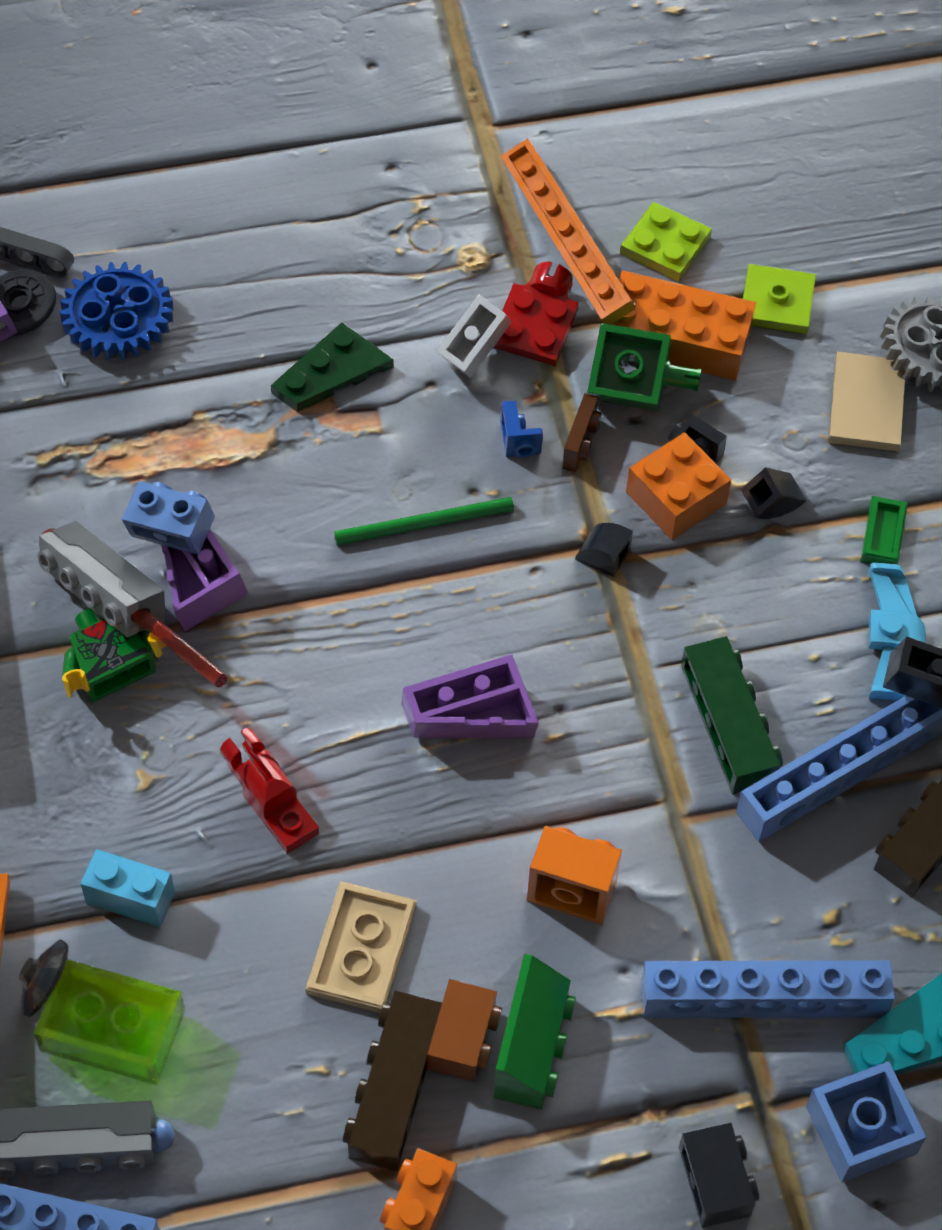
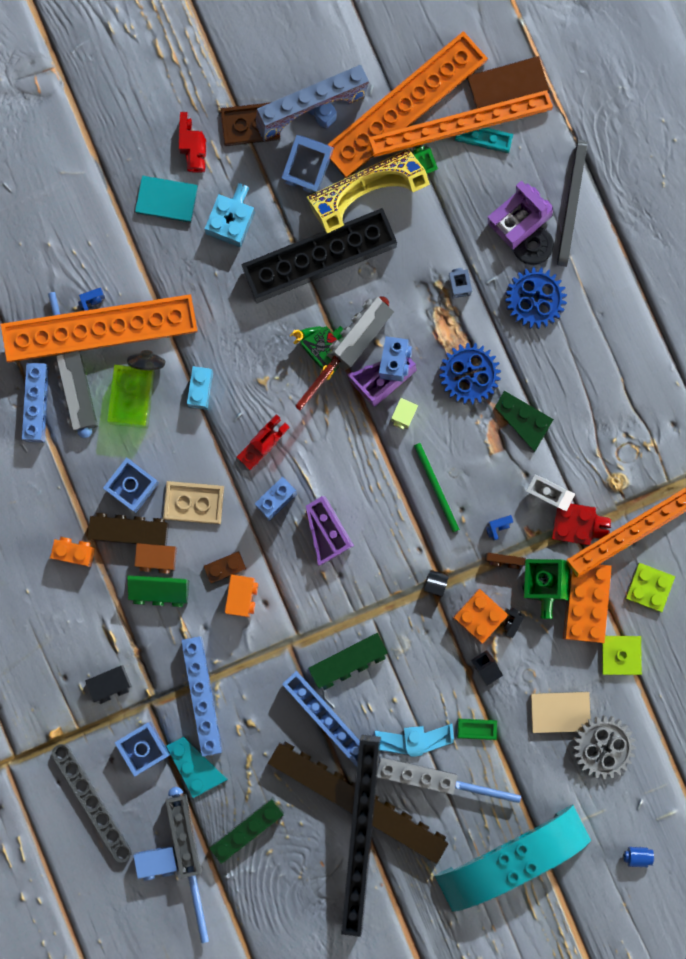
camera: 75 degrees right, 25 degrees up
(53, 415) = (460, 275): none -> sand blue brick
(194, 433) = (463, 357): none -> blue gear
(273, 543) = (403, 414): none -> yellowish green brick
(300, 1052) = (131, 485): none -> medium blue brick
(389, 766) = (272, 503): none -> medium blue window
(507, 909) = (224, 567): none -> reddish brown plate

